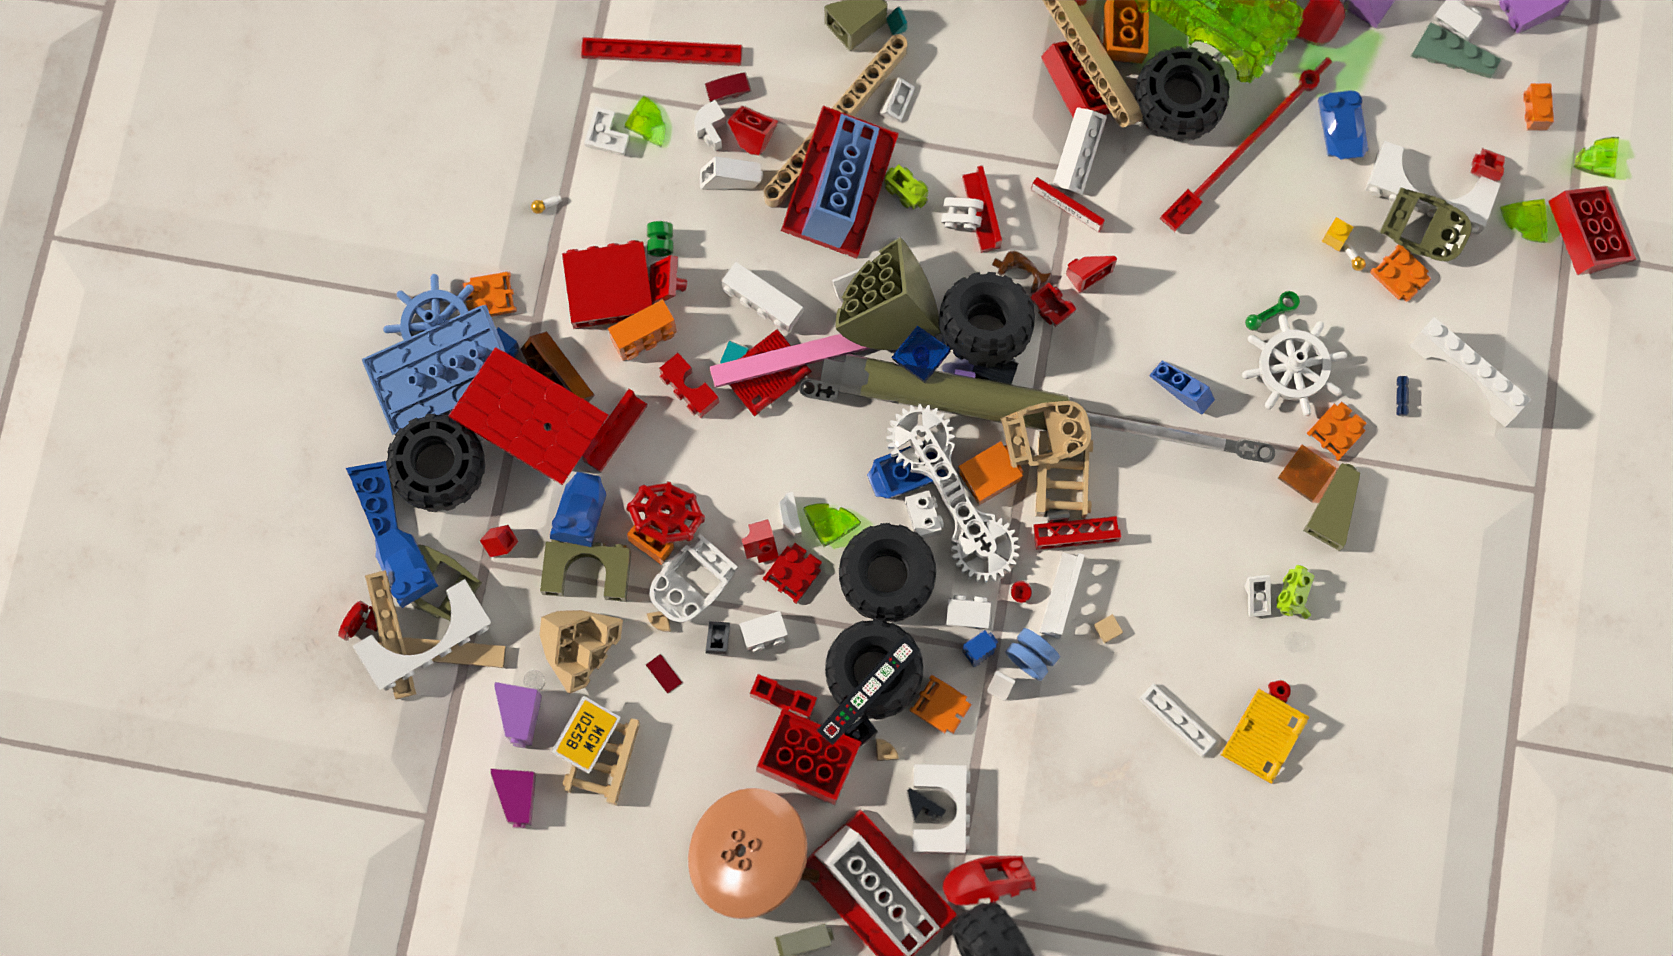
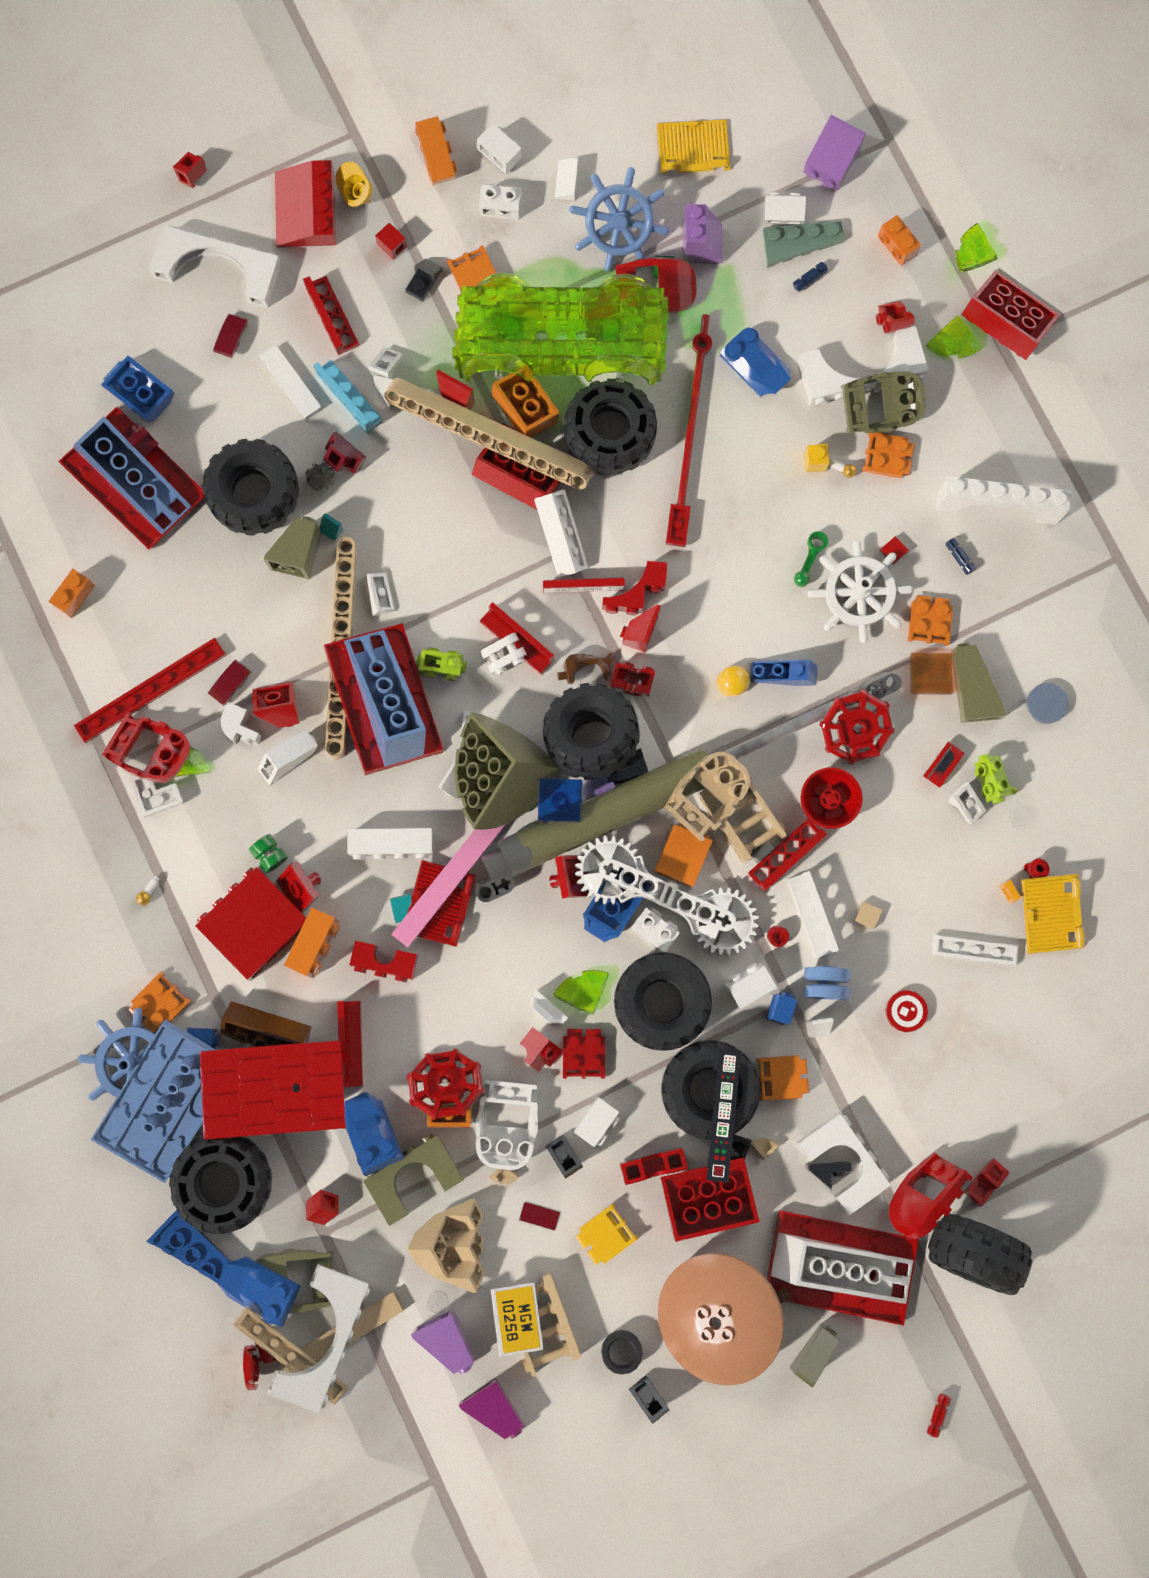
camera: 40 degrees left, 5 degrees up
(635, 110) = (165, 761): none -> red slope
(643, 876) = (649, 1399): none -> black slope
(653, 810) = (622, 1369): none -> black tyre
(704, 725) = (605, 1235): none -> yellow plate
(881, 422) = (566, 877): none -> red tile
(1047, 912) = (986, 1182): none -> red slope
(1083, 727) = (906, 1011): none -> red tile
(1100, 243) = (633, 600): none -> red arch
(1135, 364) = (733, 681): none -> yellow hair
(1155, 504) = (835, 787): none -> red piece
(1205, 458) = (849, 719): none -> red plate
(1242, 692) = (1010, 891): none -> light orange tile
(1262, 552) = (944, 764): none -> red slope
(1352, 350) = (894, 546): none -> red tile
(1388, 565) = (1047, 703): none -> sand blue tile
(1441, 87) = (810, 276): none -> dark blue axle

